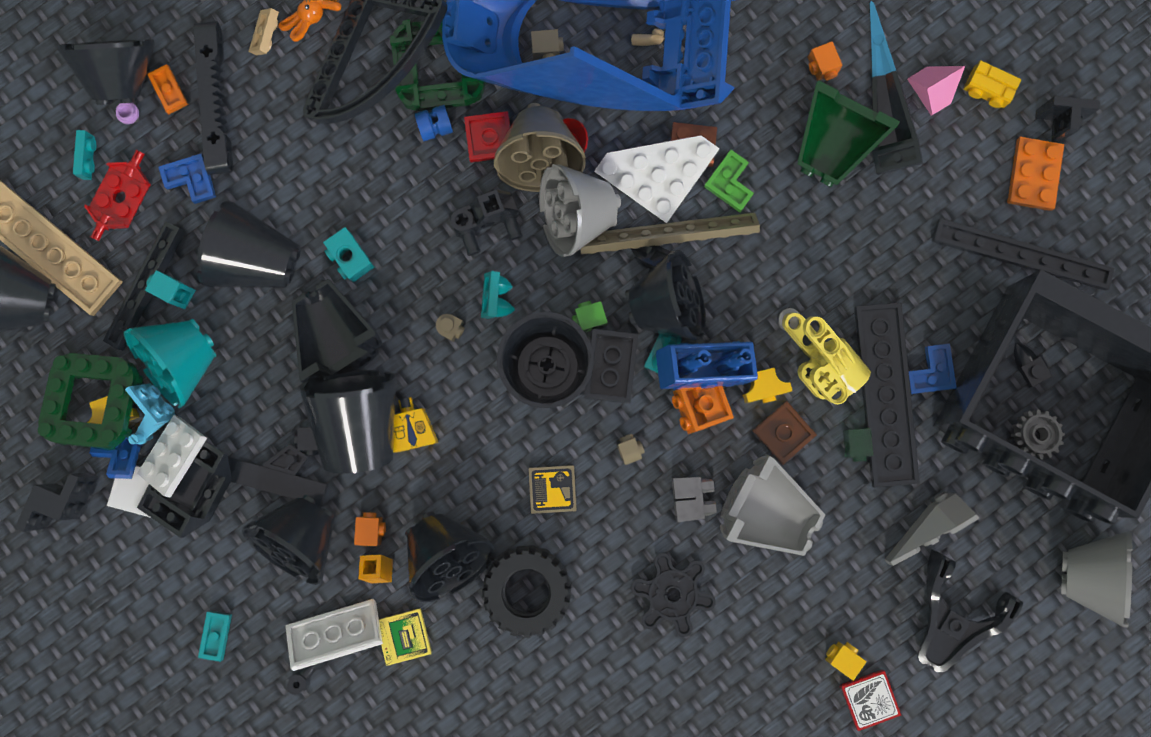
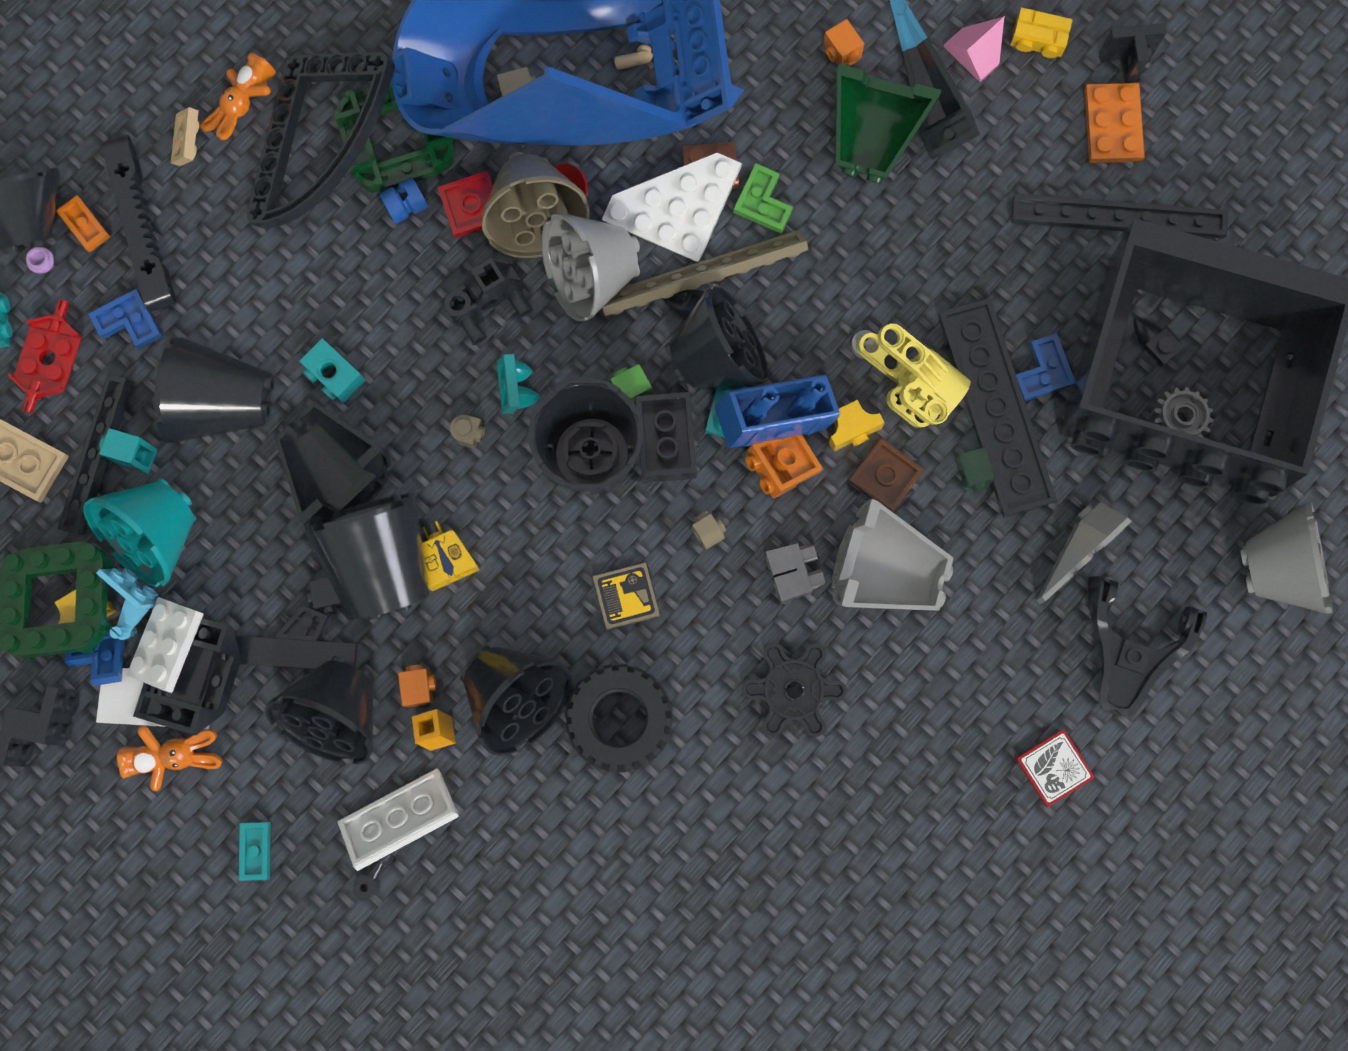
camera: 10 degrees left, 5 degrees down
(163, 545) = (173, 755): none -> orange animal
(404, 637) = (483, 806): tile -> none
(845, 659) = (1014, 724): yellow brick -> none

